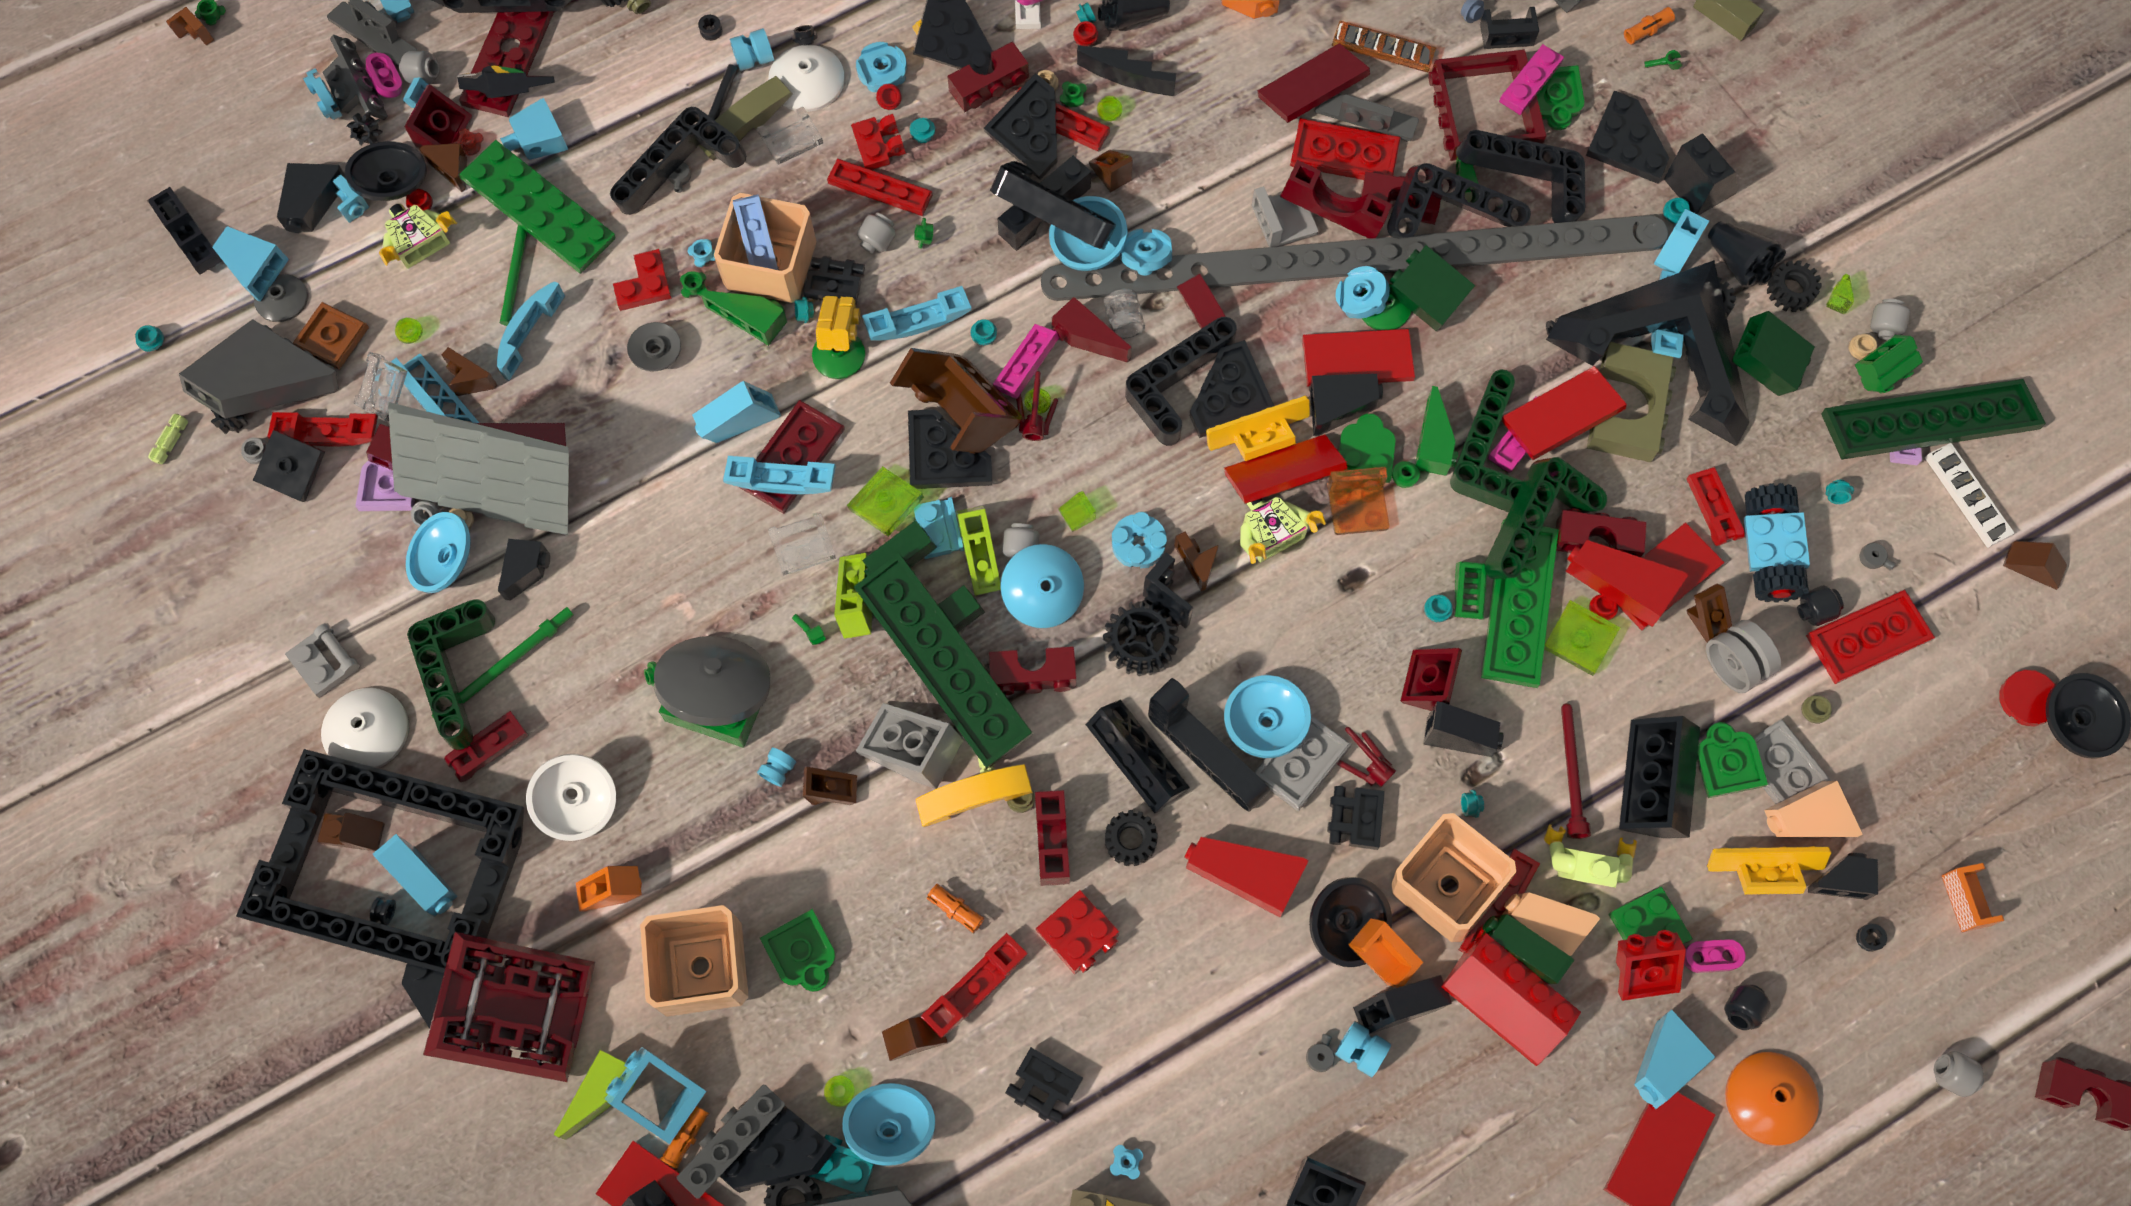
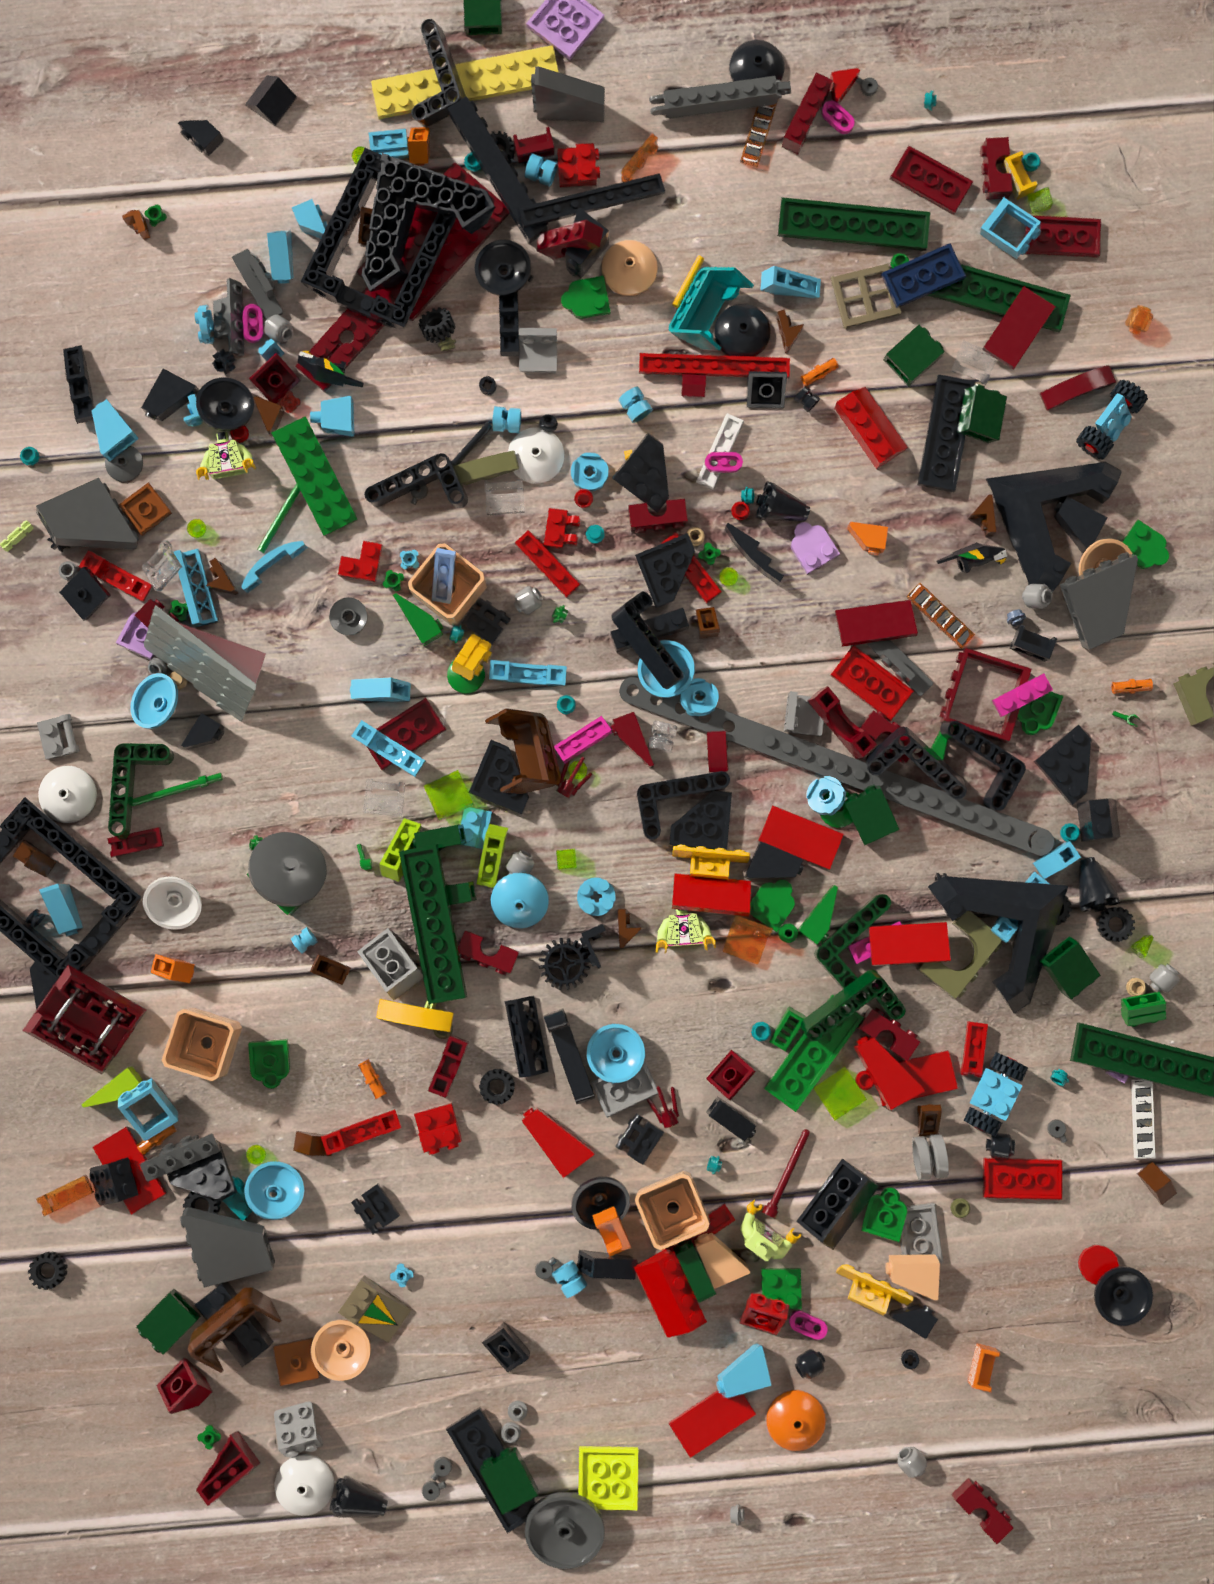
camera: 25 degrees right, 15 degrees up
(1192, 37) = (812, 546): none -> lavender plate

